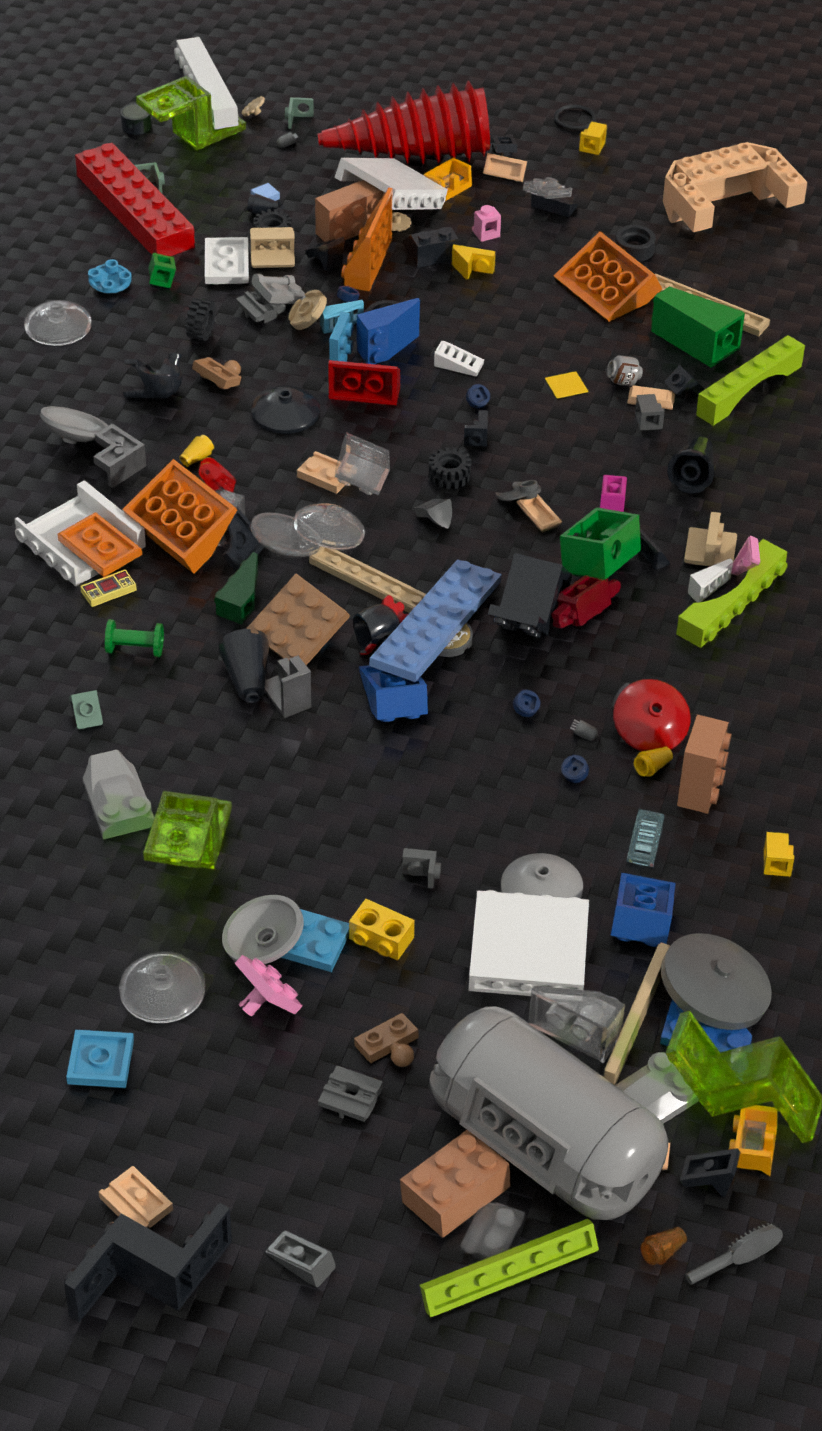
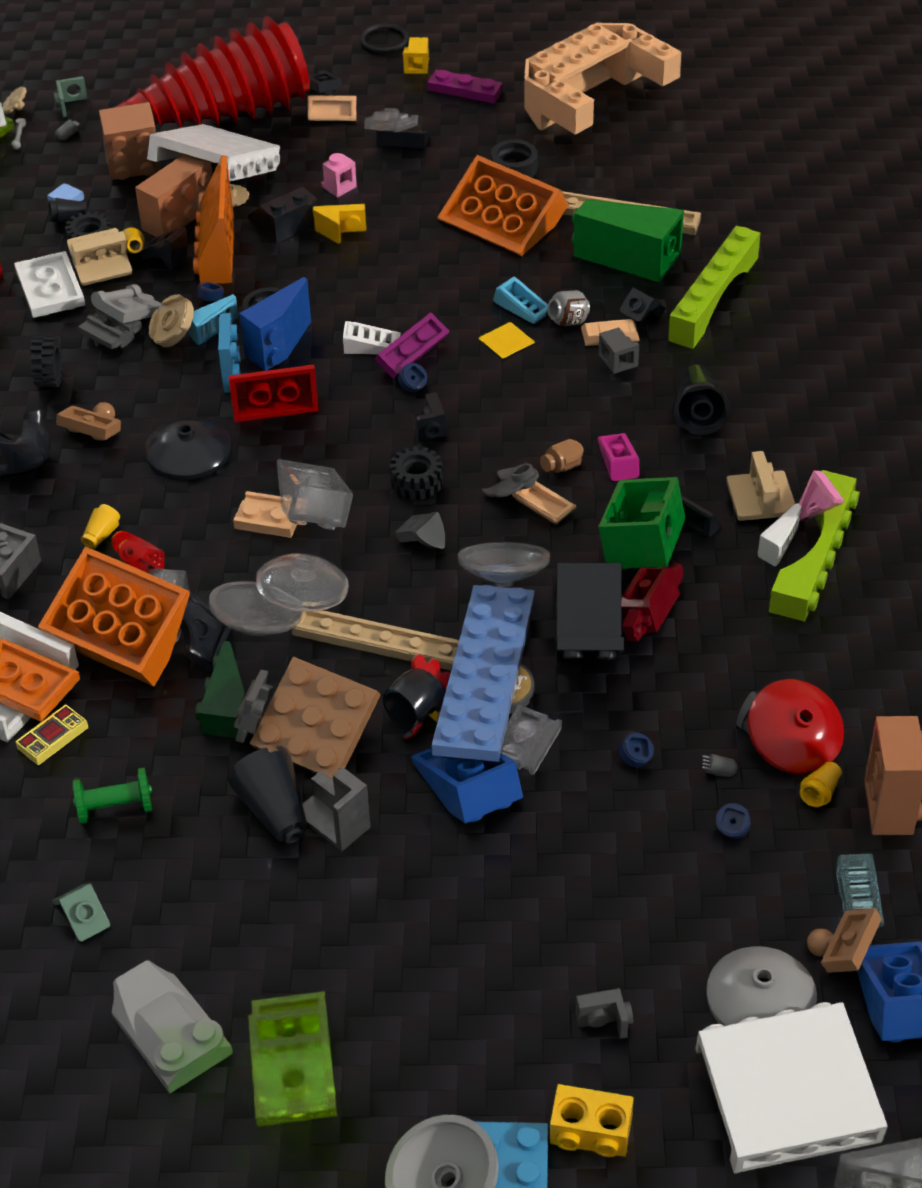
camera: 15 degrees left, 0 degrees up
(252, 126) = (16, 143): none -> light grey hinge
(255, 601) = (253, 706): none -> dark grey piece
(305, 236) = (134, 234): none -> yellow cone
(322, 158) = (126, 140): none -> nougat brick
(449, 675) = (529, 737): none -> clear plate
(452, 175) = (277, 128): light orange window -> none
(484, 547) = (503, 561): none -> clear dish
(488, 370) = (412, 345): none -> magenta plate
(567, 482) = (562, 456): none -> medium nougat arm
(588, 344) = (511, 292): none -> medium azure slope
(612, 870) = (848, 944): none -> medium nougat plate
(624, 172) = (465, 86): none -> magenta plate

